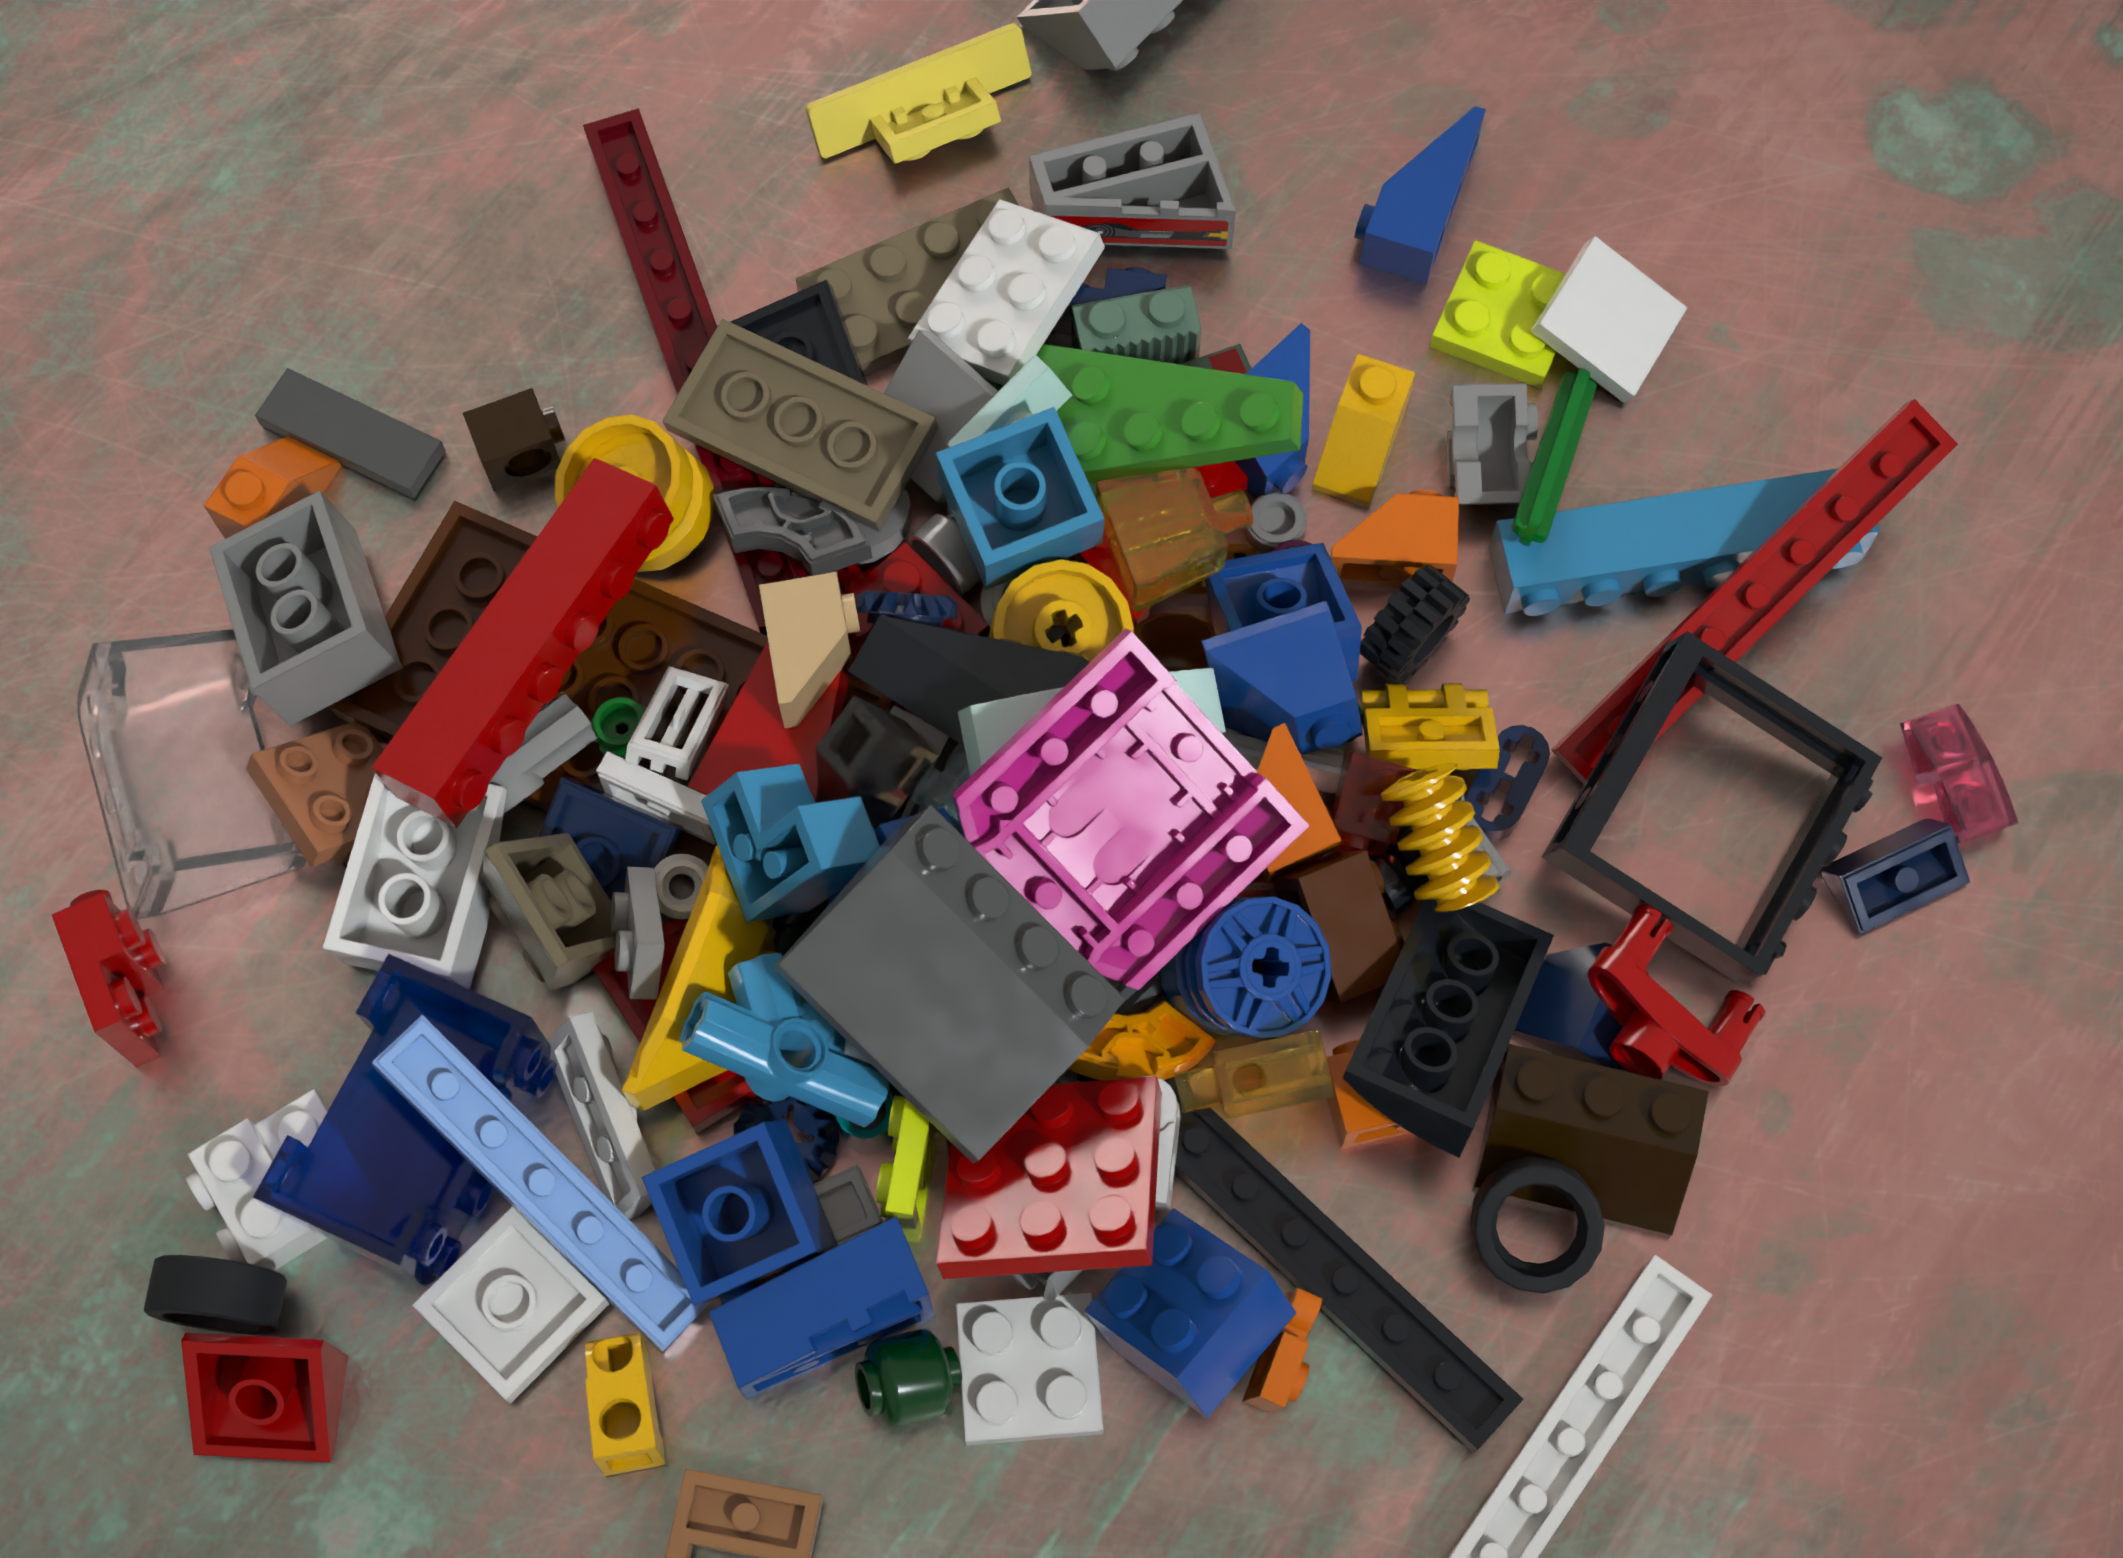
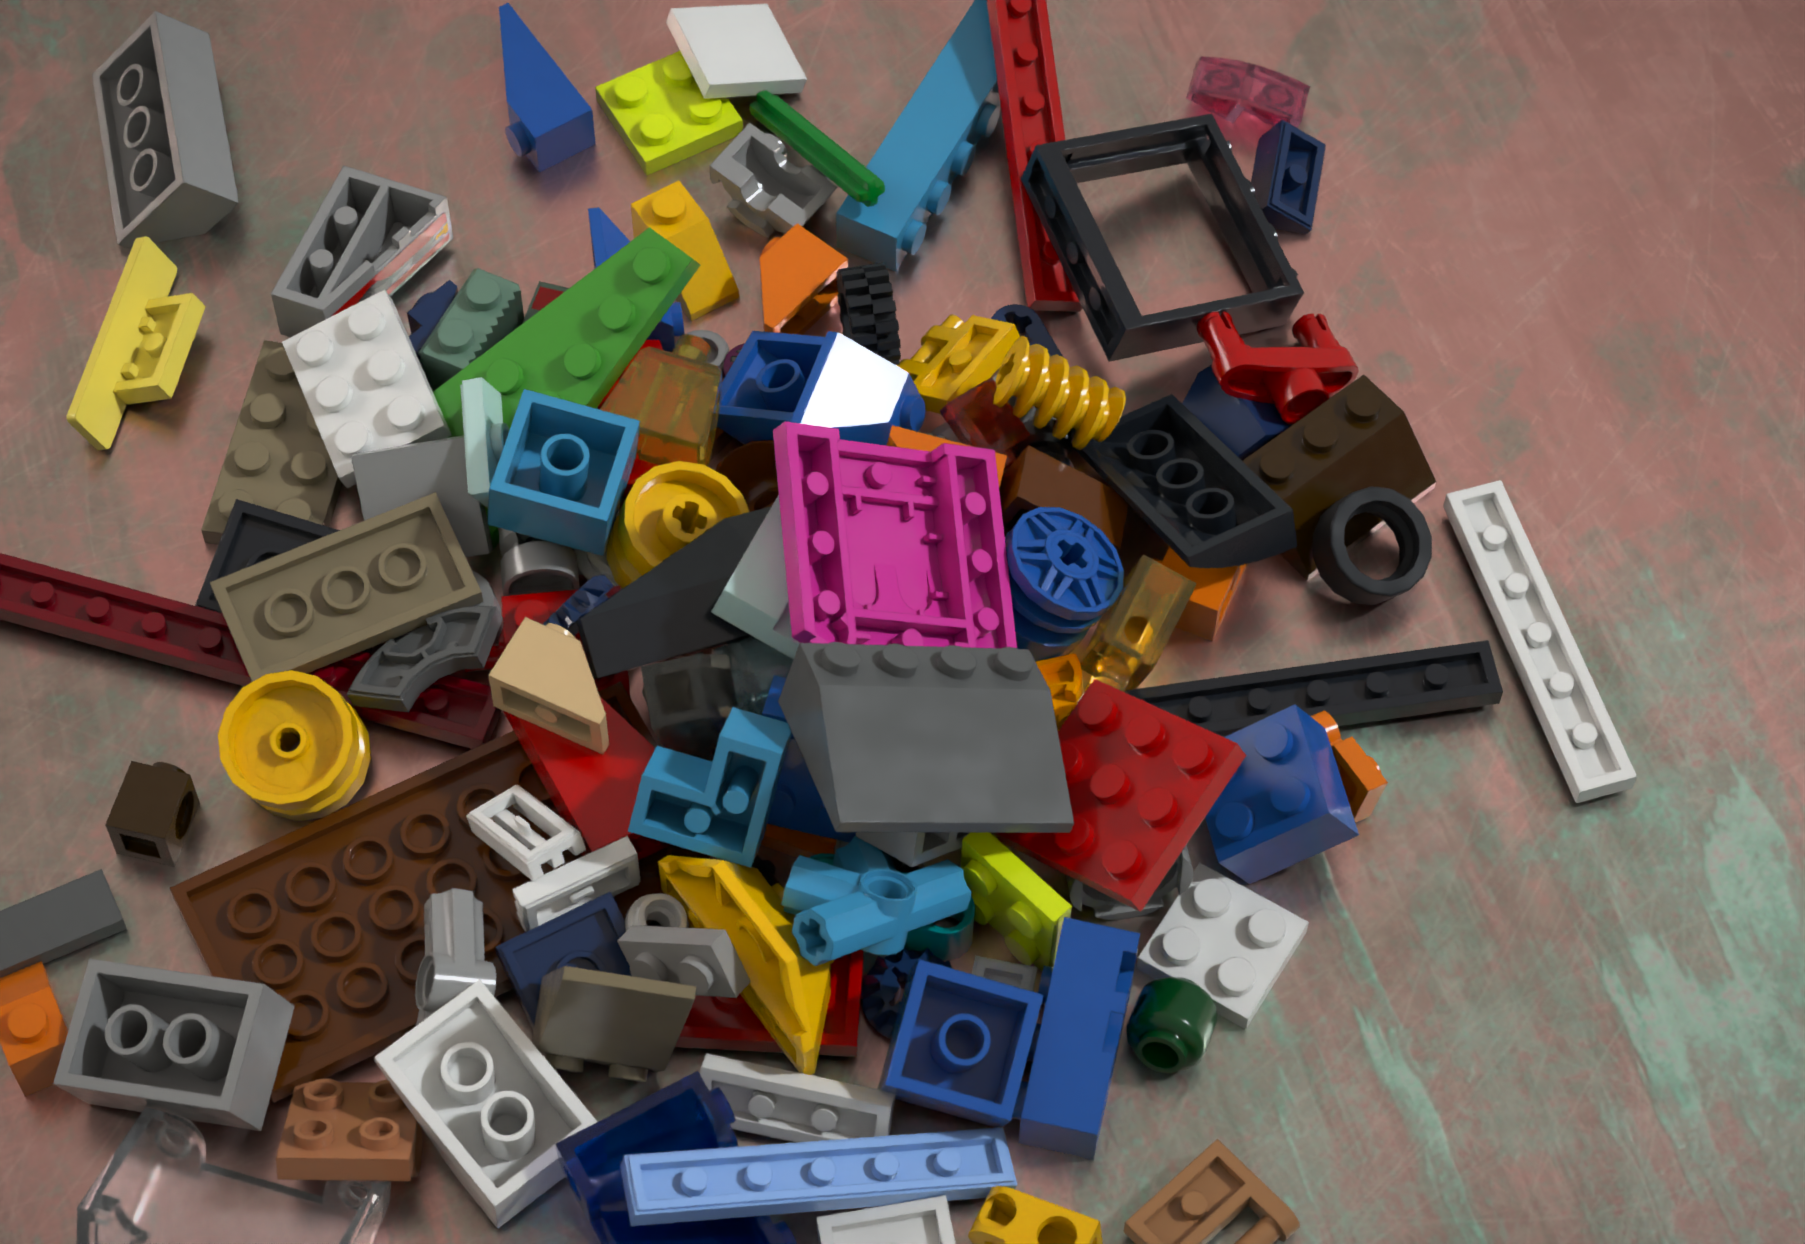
camera: 55 degrees left, 10 degrees down
(524, 643) = (382, 876): red brick -> none
(611, 715) = (491, 867): green plate -> none

